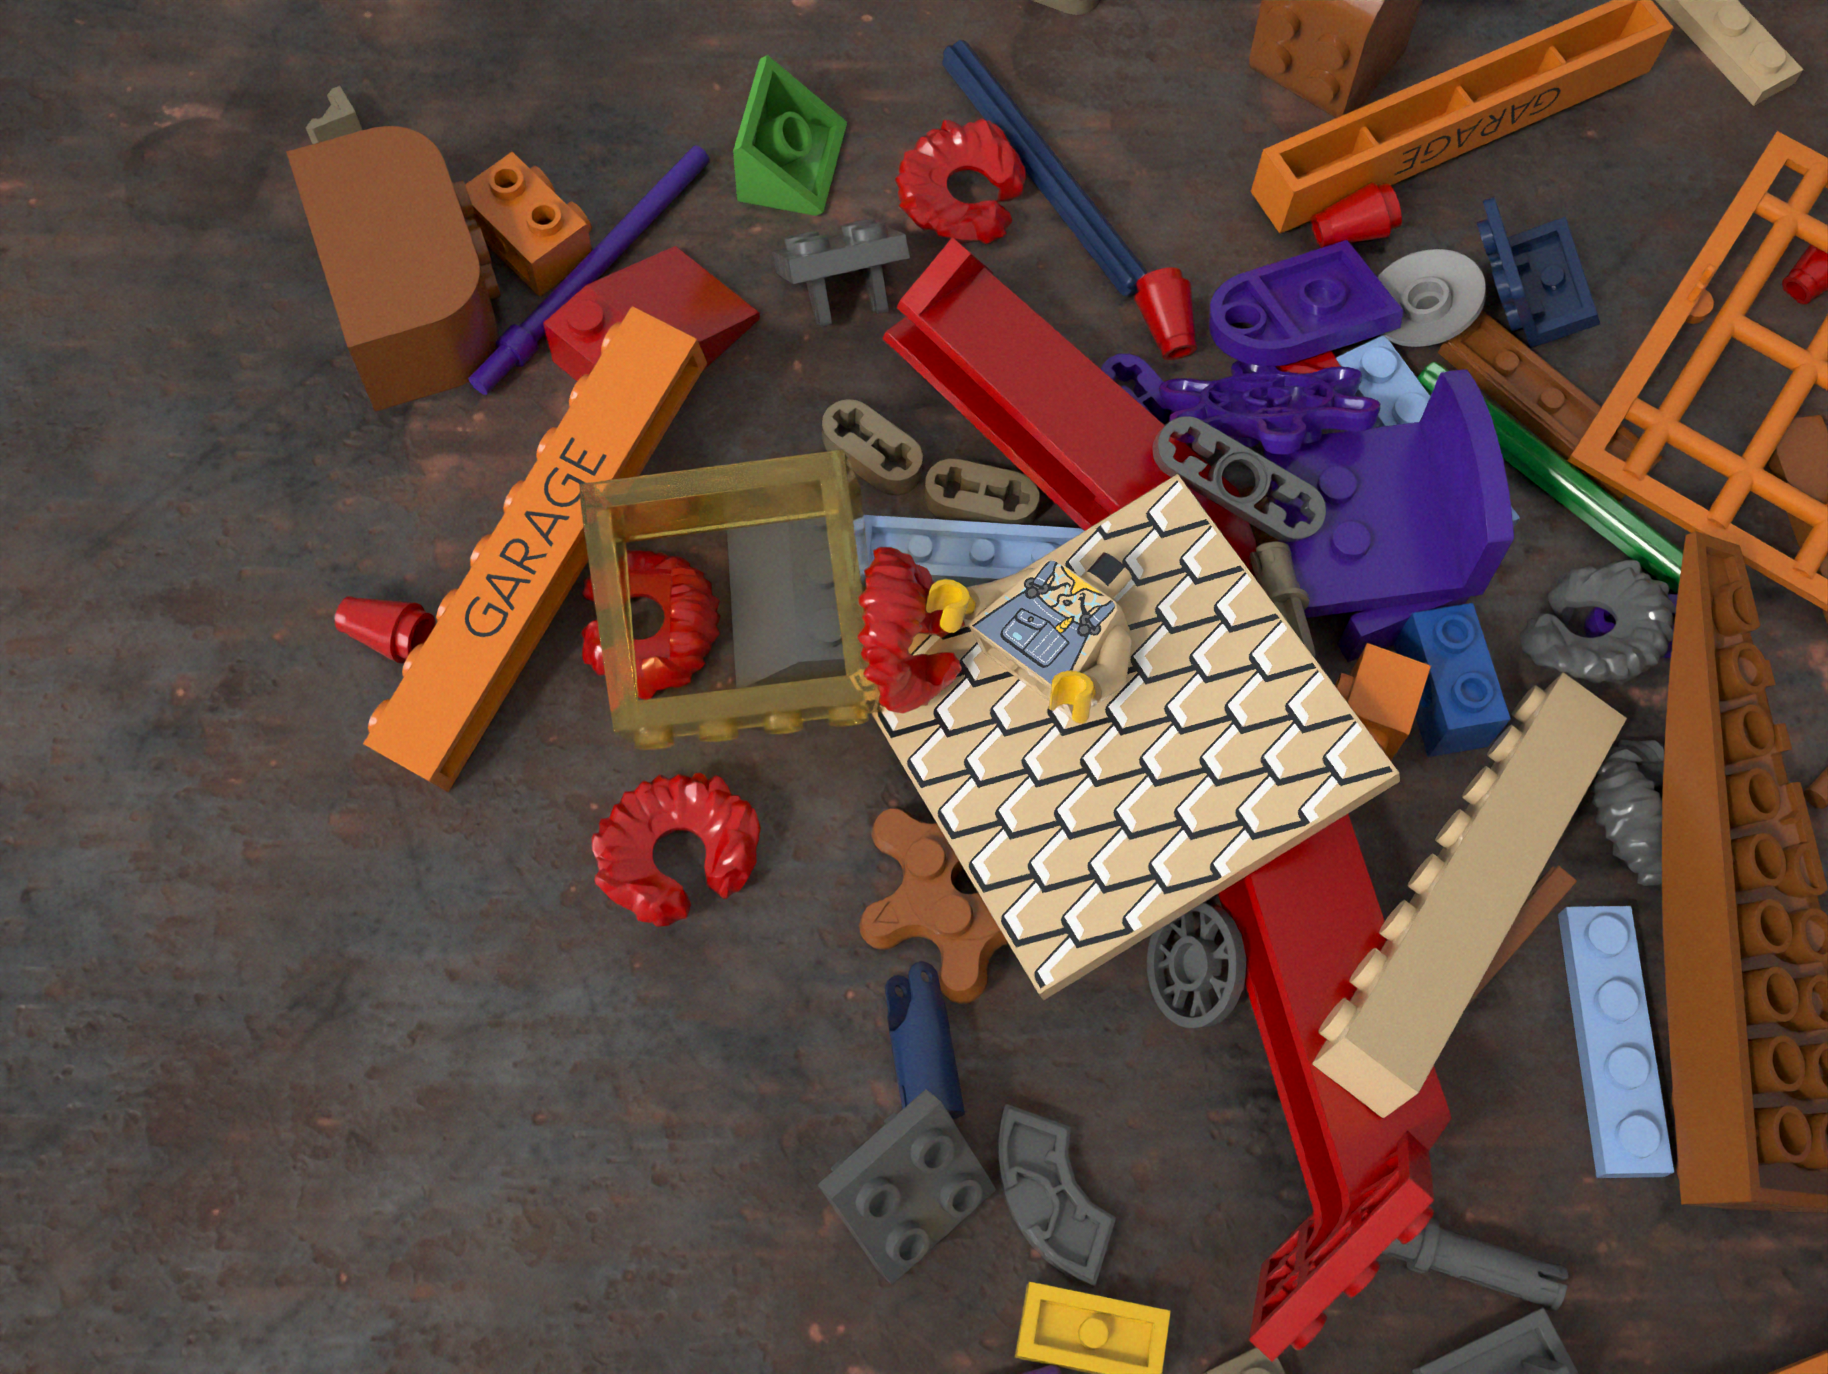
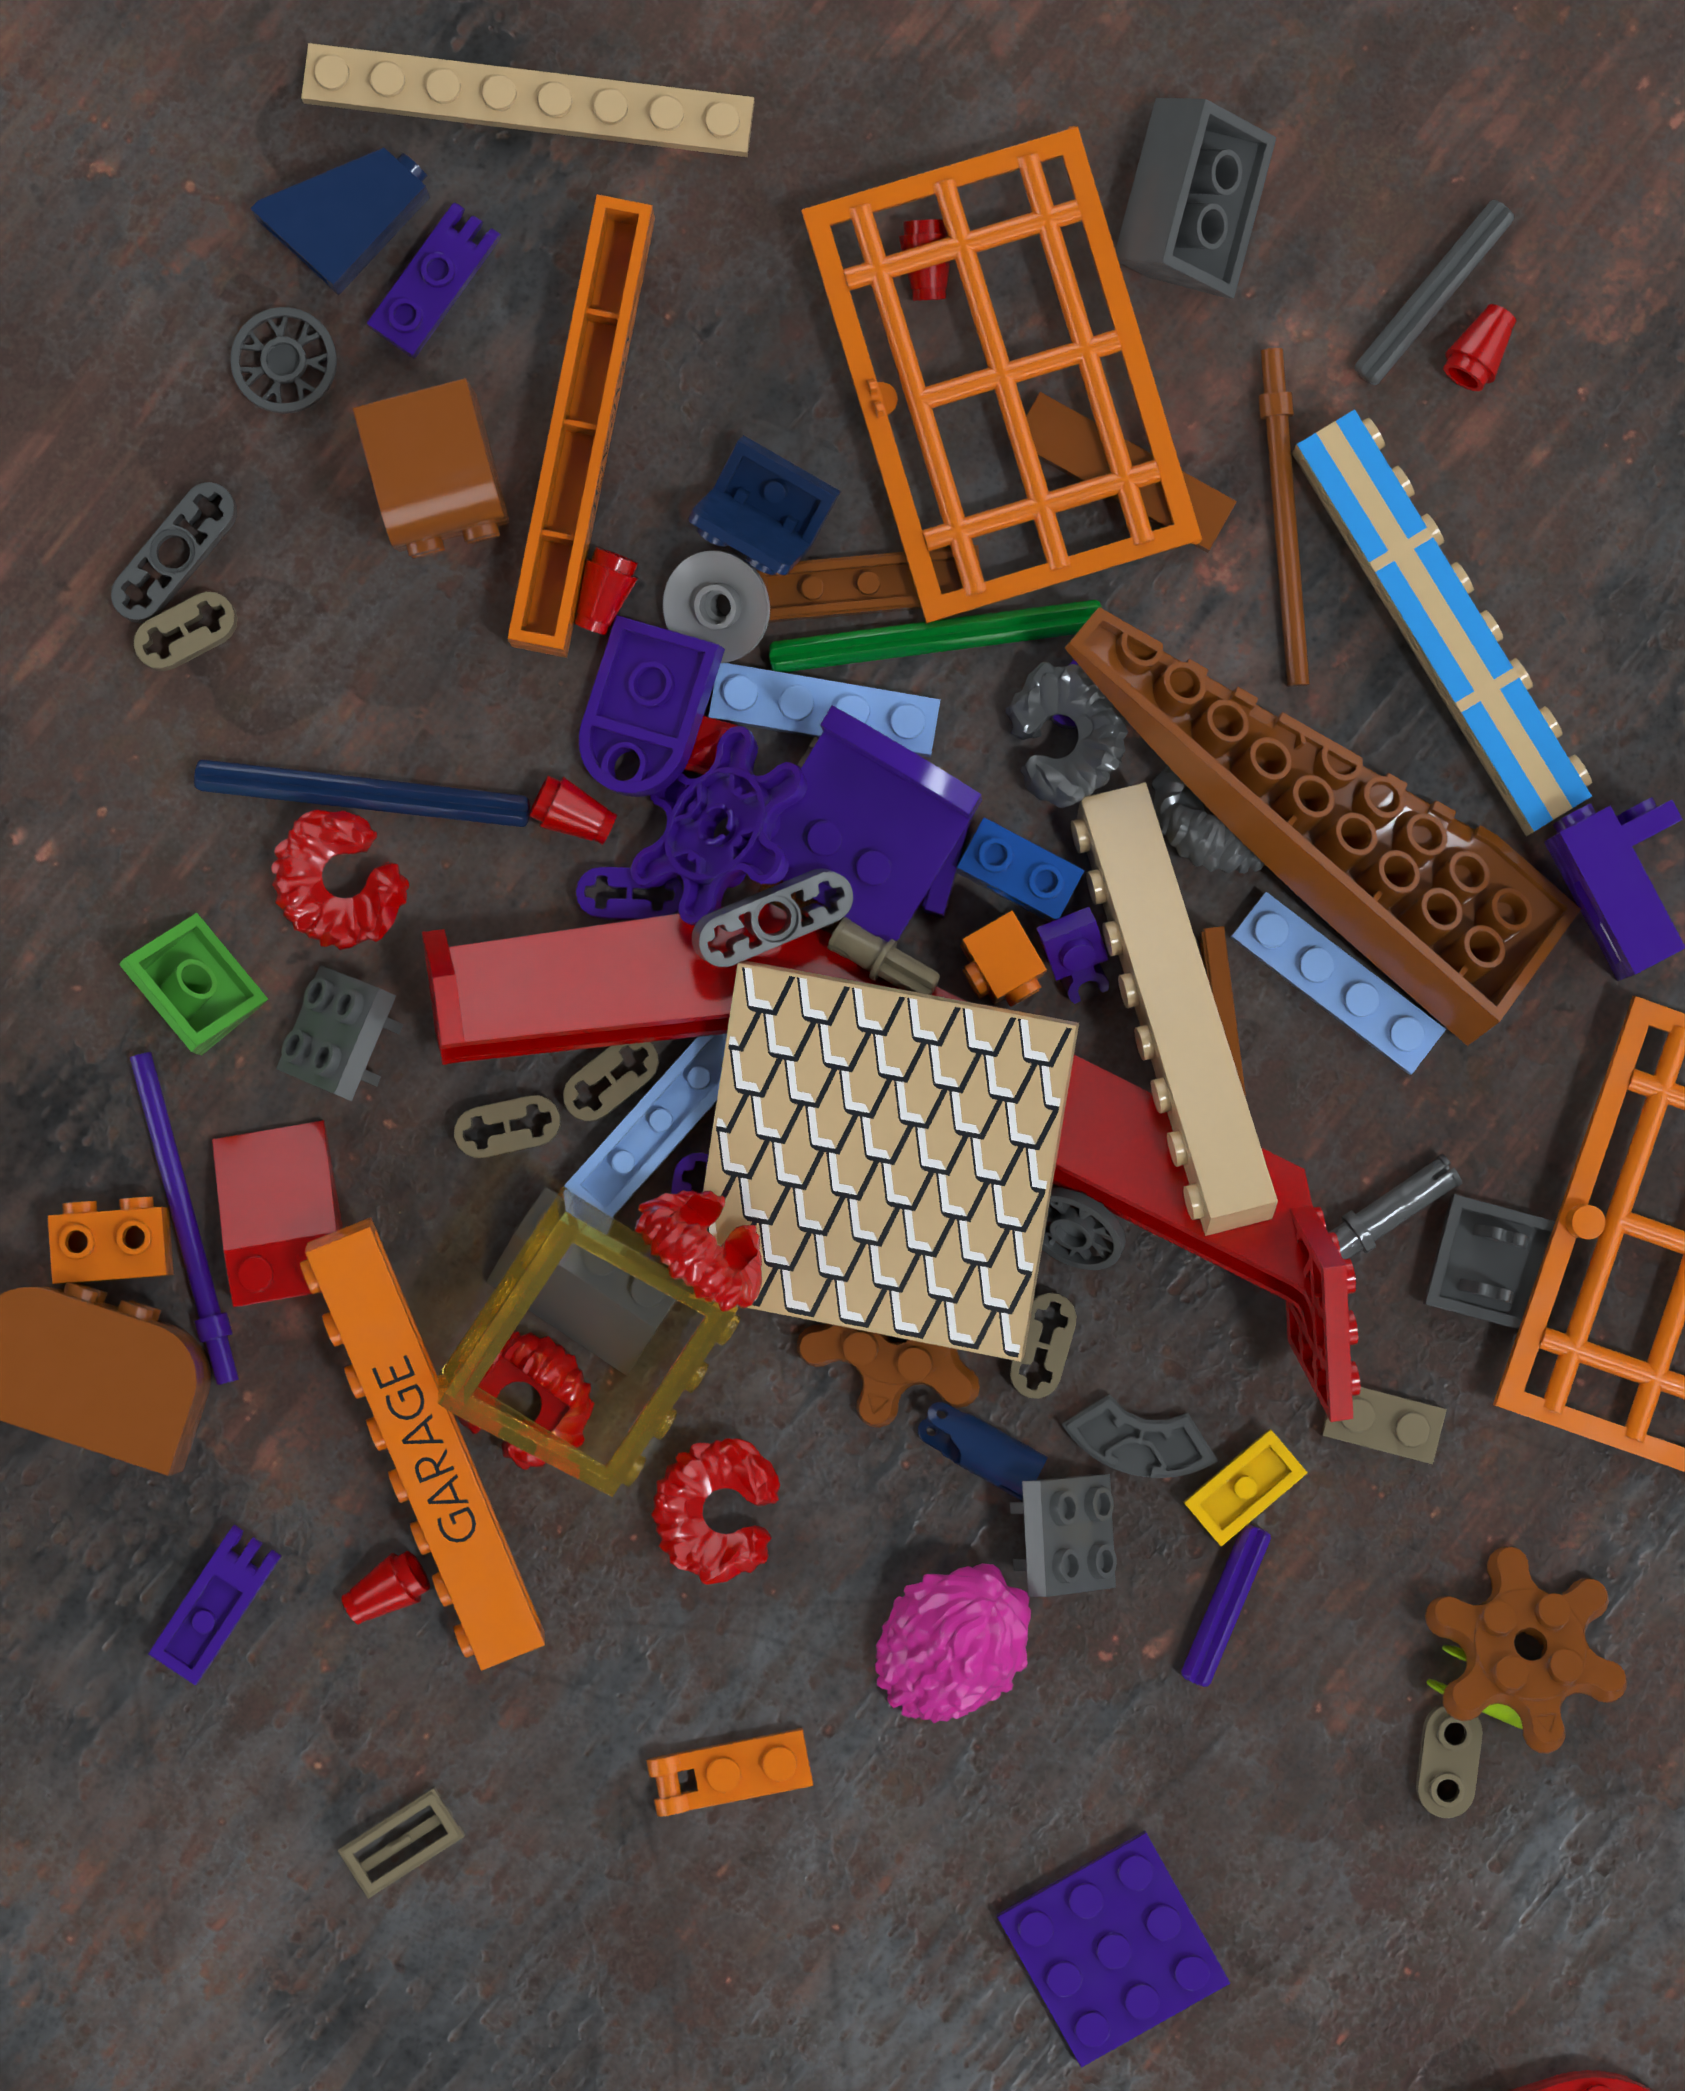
camera: 45 degrees left, 20 degrees up
(199, 827) = (442, 1816): none -> dark tan tile
(267, 502) = (213, 1607): none -> dark purple hinge
(433, 1055) = (732, 1771): none -> orange plate
(715, 1160) = (953, 1643): none -> dark pink hair
(1049, 629) = (788, 1155): torso -> none
(1056, 1015) = (1056, 1349): none -> dark tan beam
(1433, 768) = (1075, 951): none -> dark purple plate

